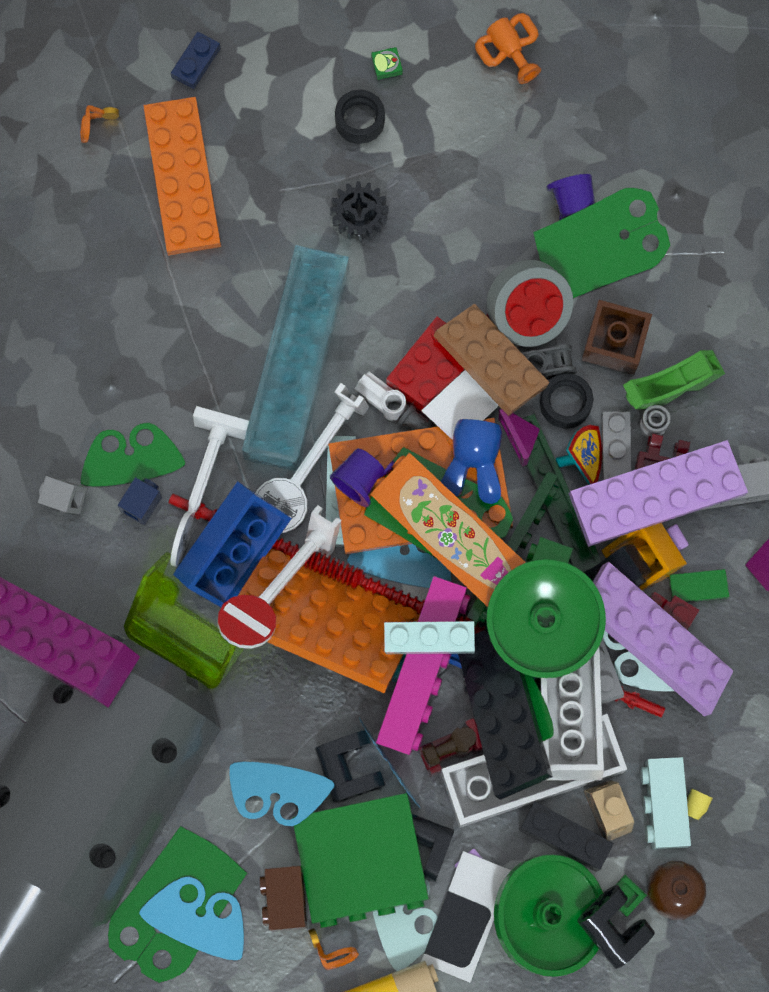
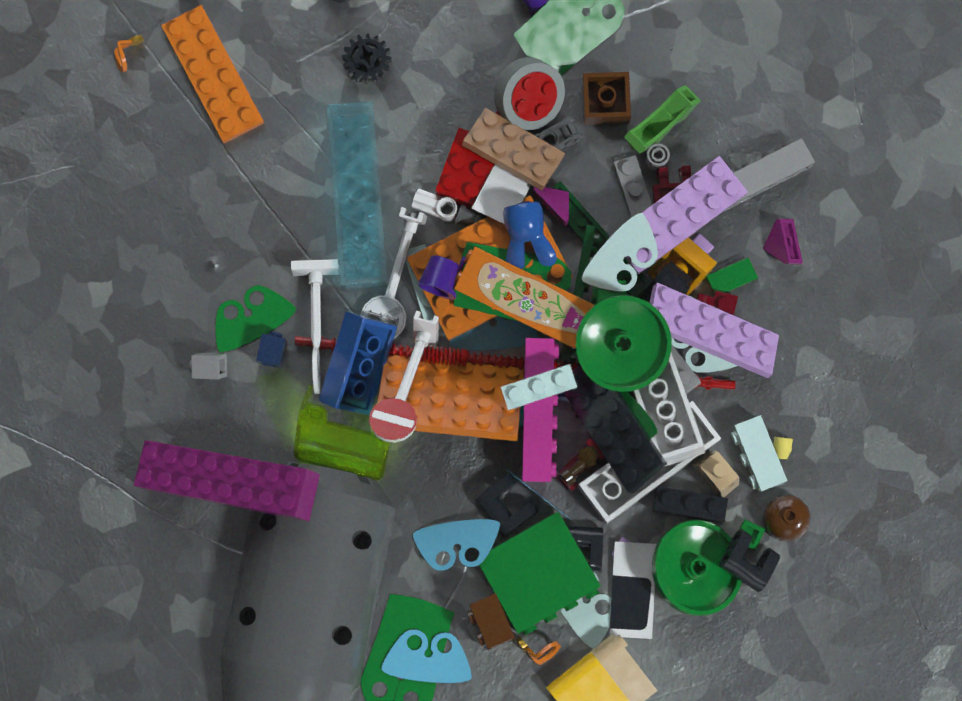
camera: 15 degrees left, 5 degrees up
(571, 381) = (583, 179): black tyre -> none
(584, 452) = (610, 200): shield -> none
(585, 503) = (625, 242): none -> light aqua piece

